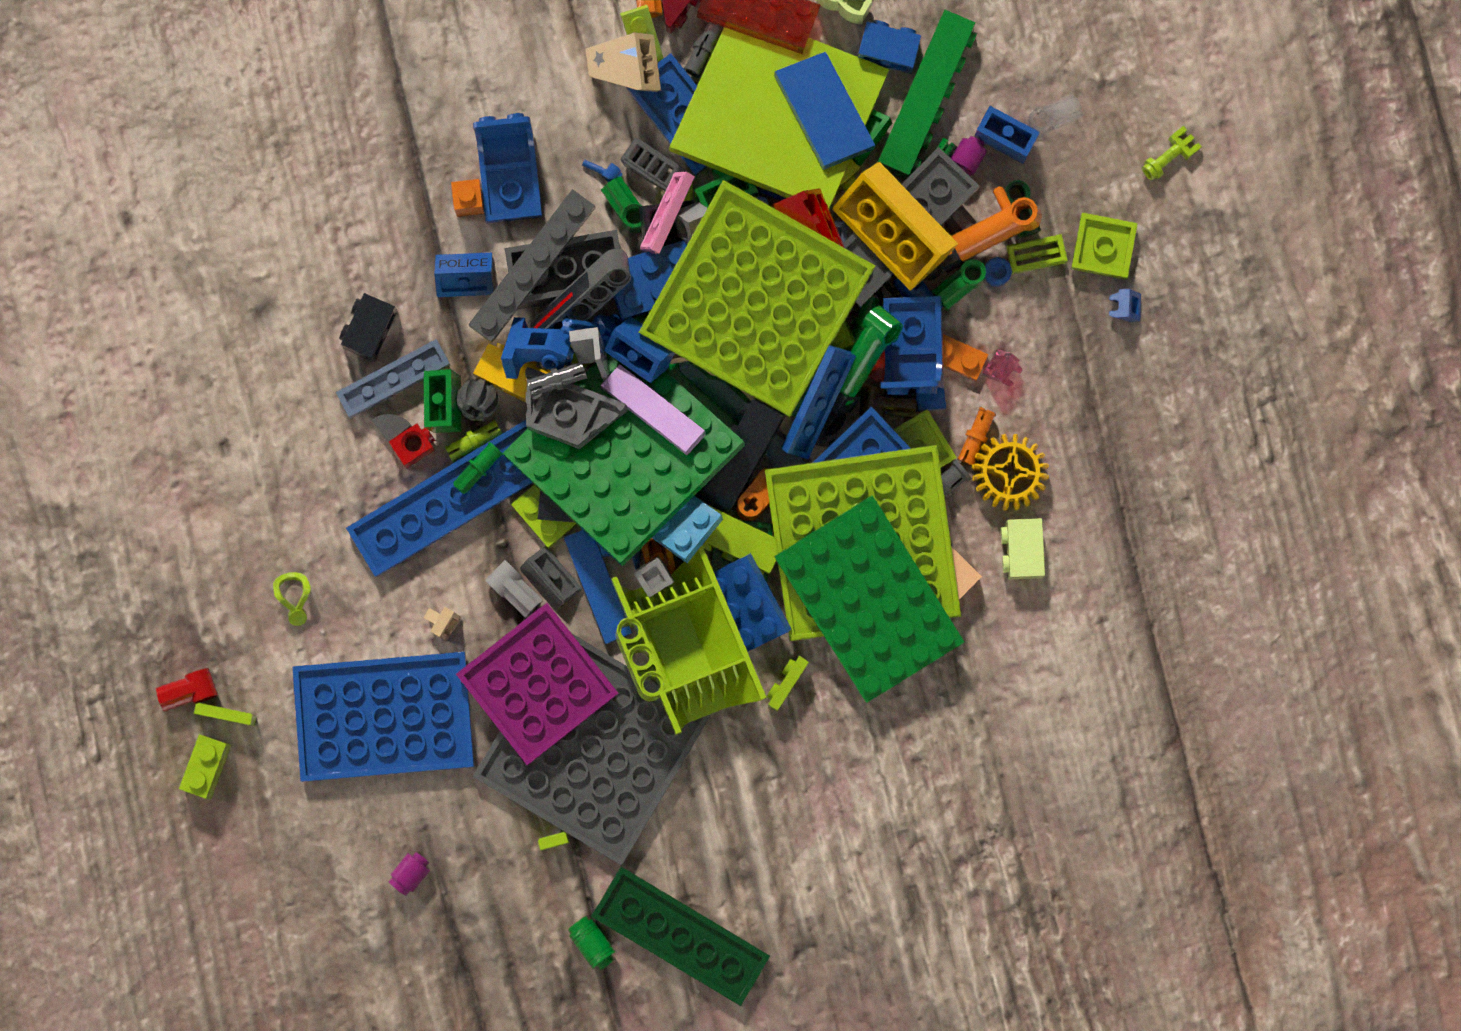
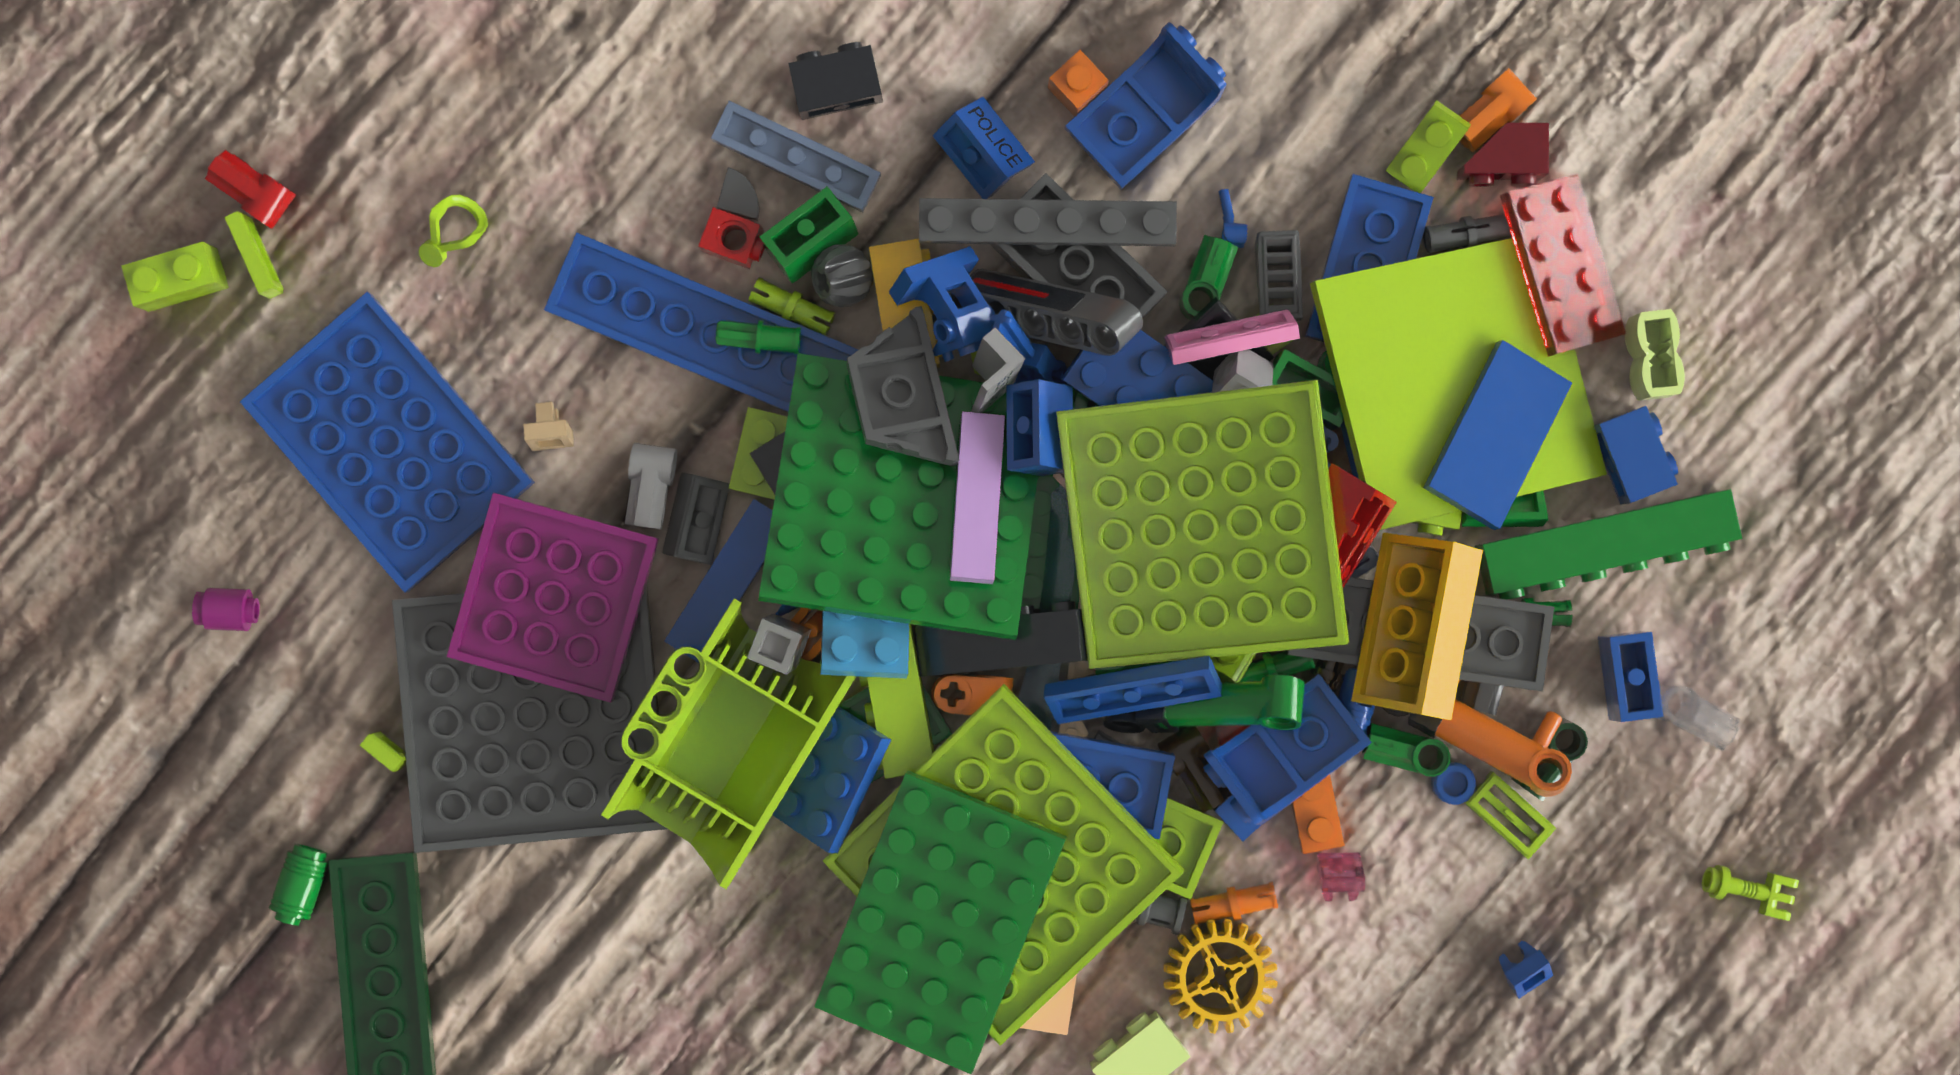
camera: 55 degrees right, 5 degrees up
(556, 379) = (929, 353): dark grey pin -> none
(626, 62) = (1381, 152): tan slope -> none
(779, 692) = (753, 891): lime plate -> none
(969, 154) = (1572, 647): magenta brick -> none
(1104, 246) = (1579, 890): lime plate -> none

